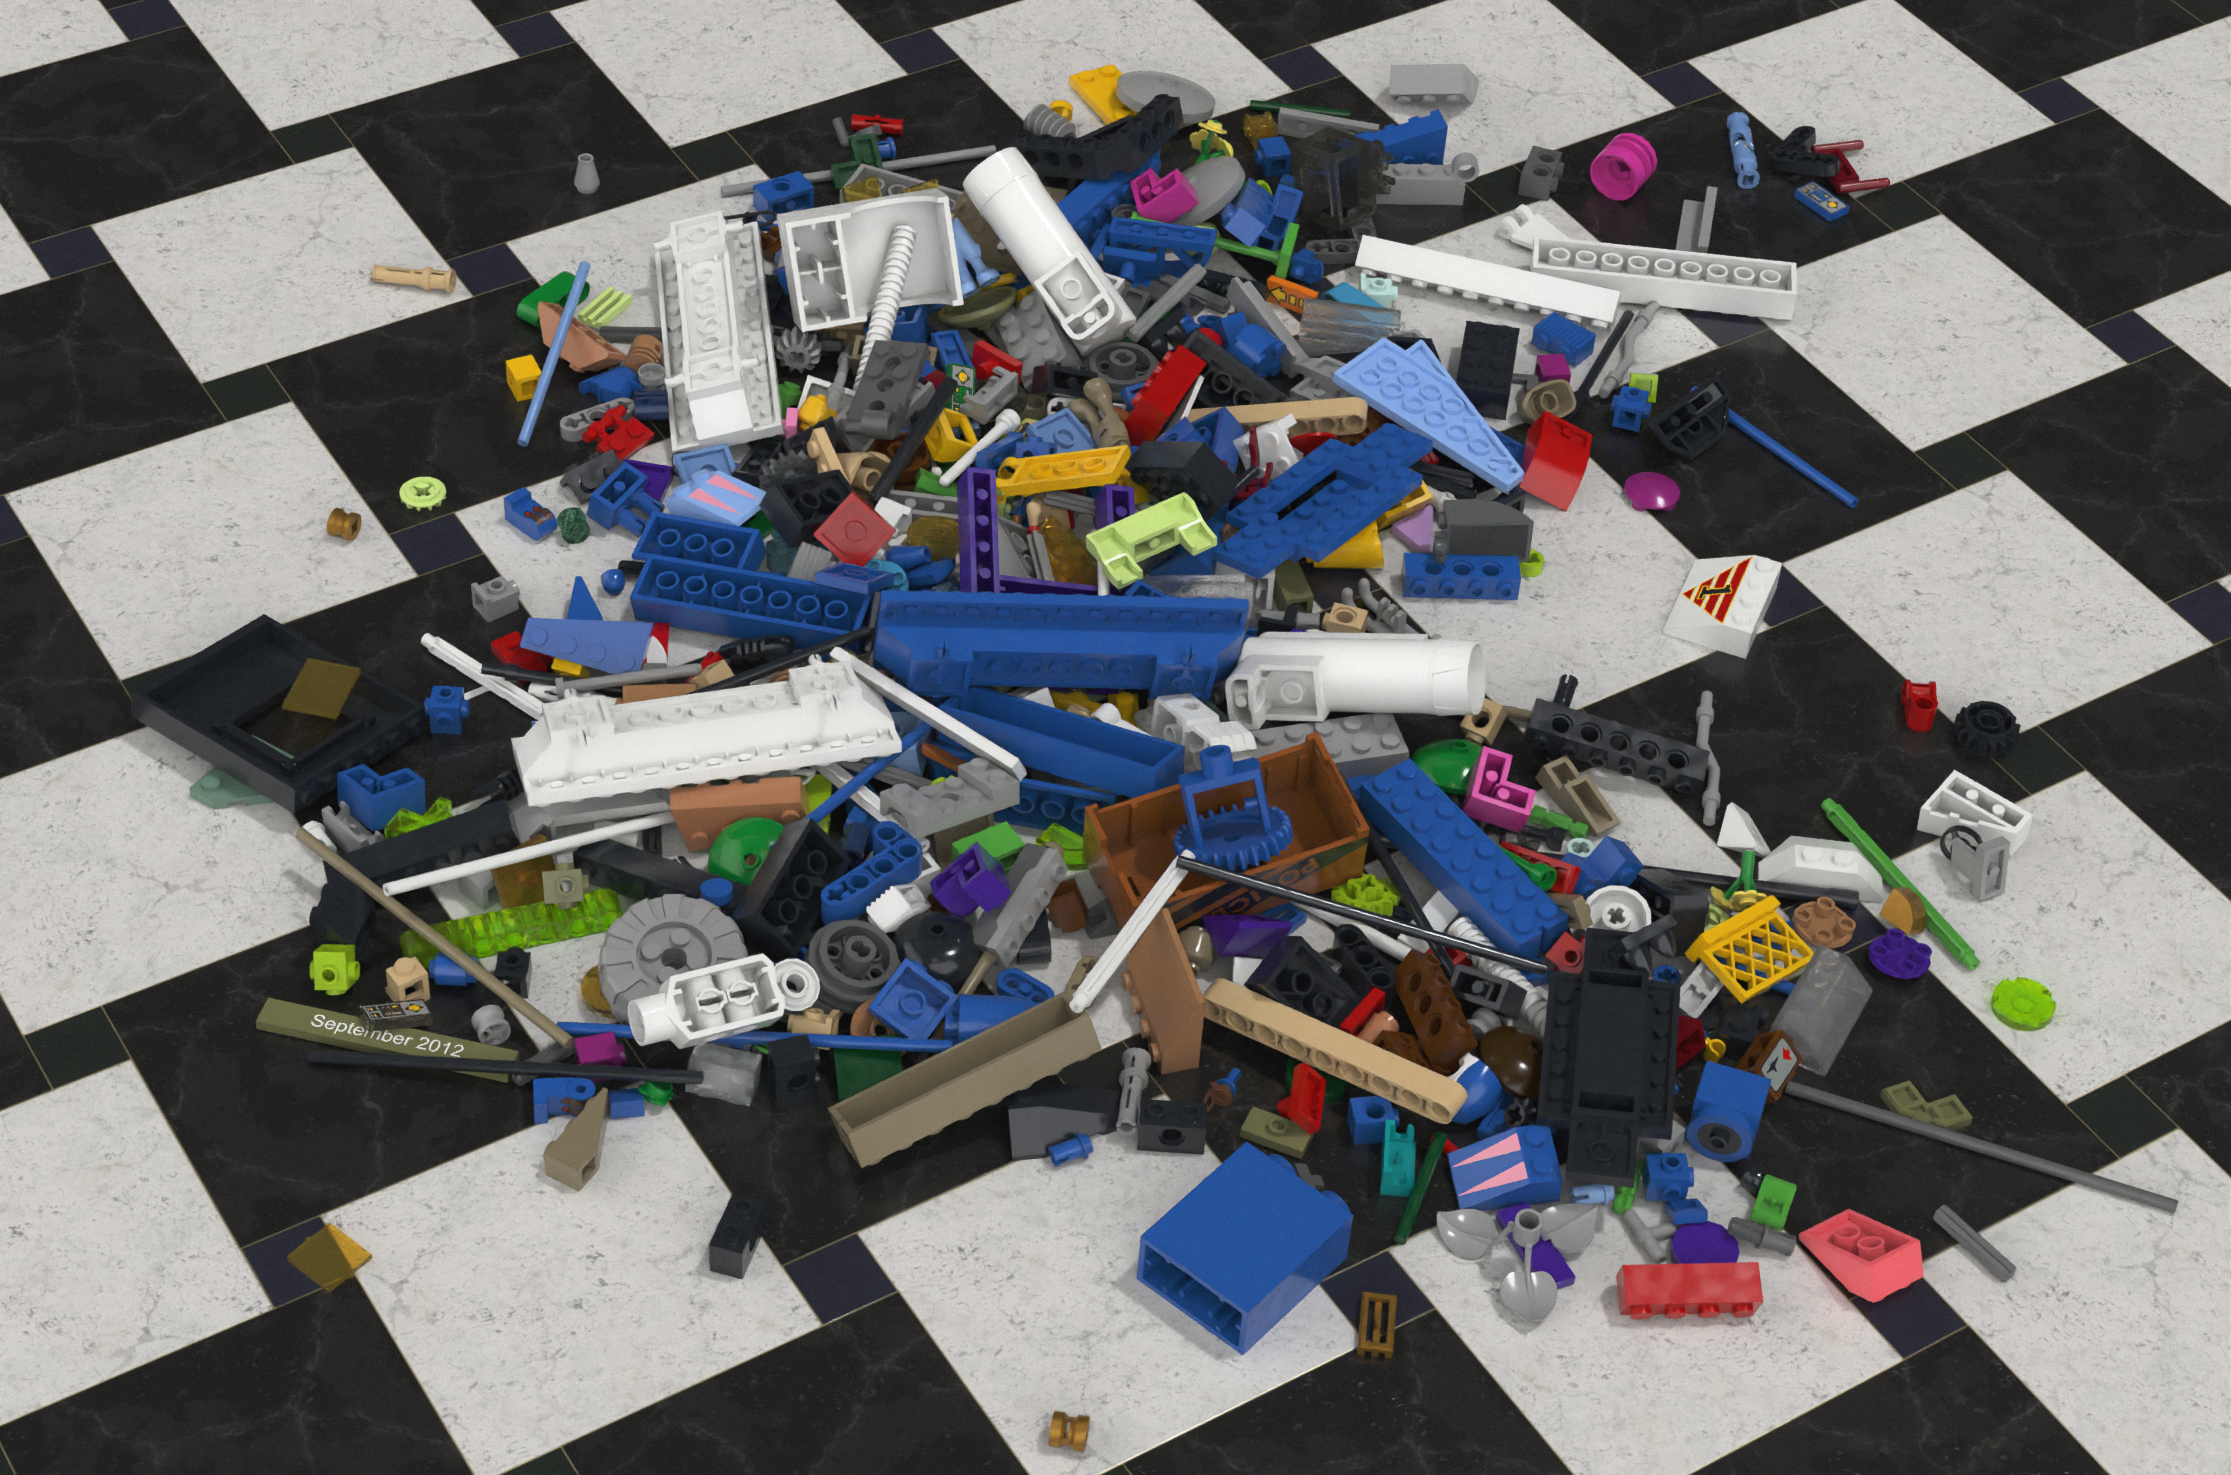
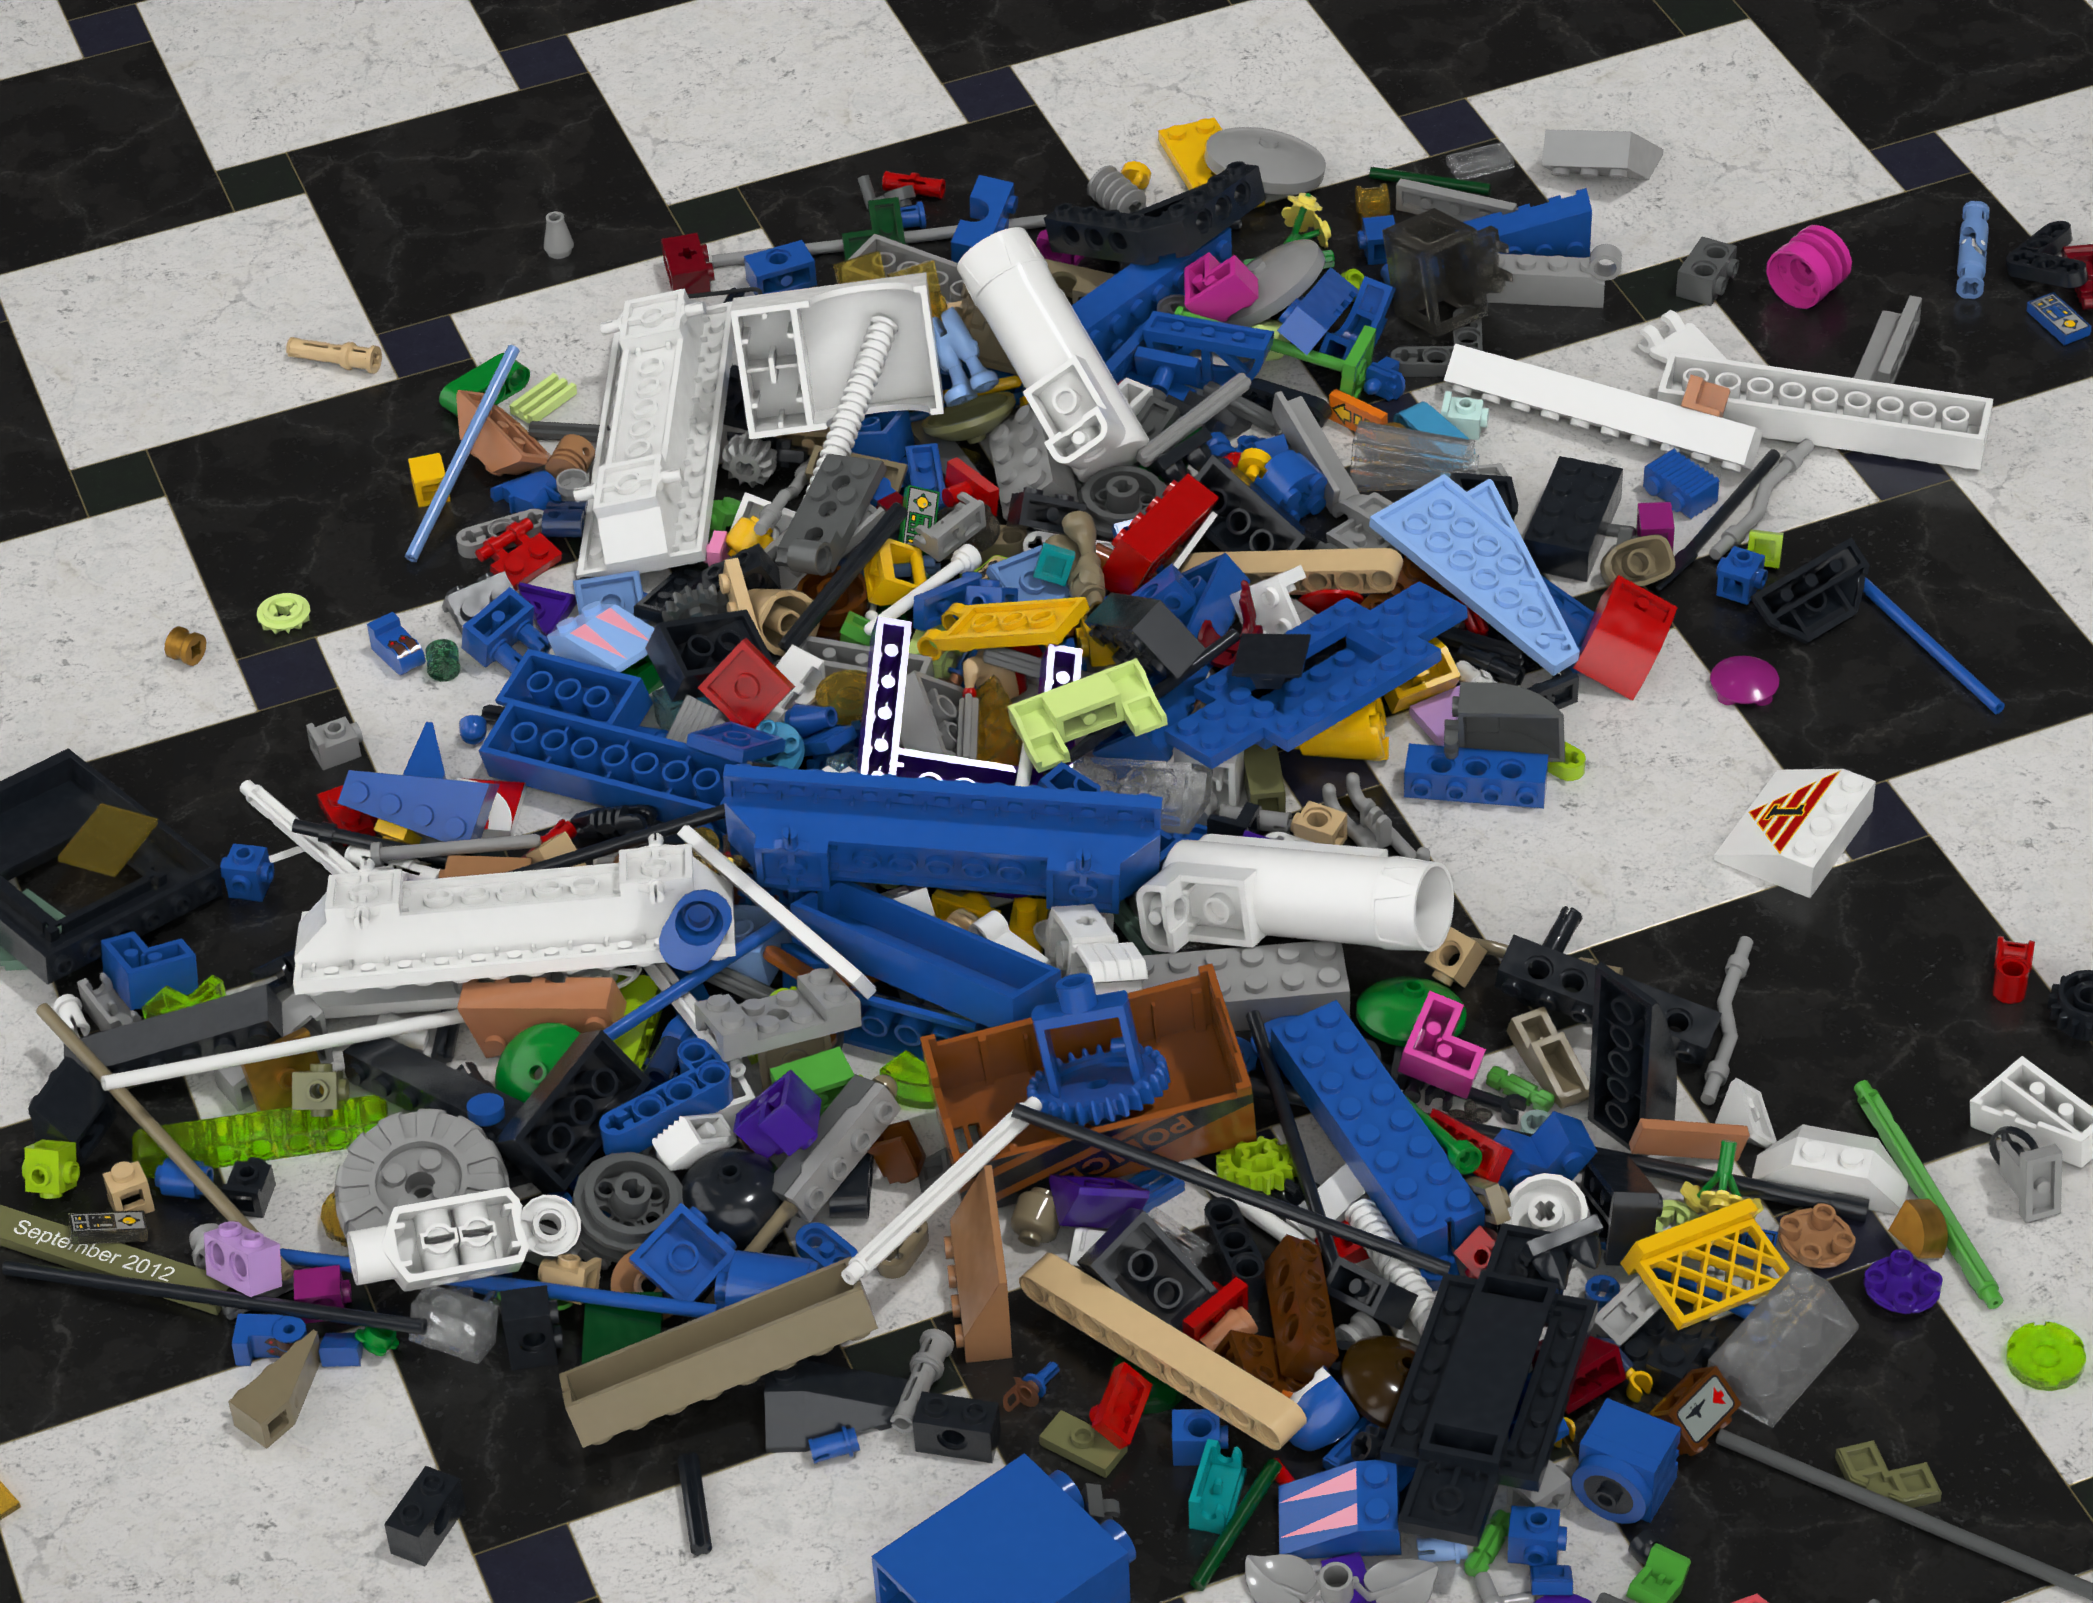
camera: 15 degrees right, 0 degrees up
(528, 1032) = (242, 1259): none -> lavender brick
(702, 192) = (687, 263): none -> dark red brick
(869, 730) = (695, 929): none -> blue piece
(949, 137) = (992, 203): none -> blue arch
(964, 1207) = (694, 1504): none -> black axle
(1082, 422) = (1054, 564): none -> teal tile
(1224, 335) = (1253, 462): none -> yellow tile
(1291, 487) = (1271, 658): none -> black piece
(1336, 93) = (1480, 161): none -> clear tile
(1574, 268) = (1705, 397): none -> nougat panel
(1662, 792) = (1630, 1058): none -> black slope
(1705, 852) = (1686, 1138): none -> nougat tile

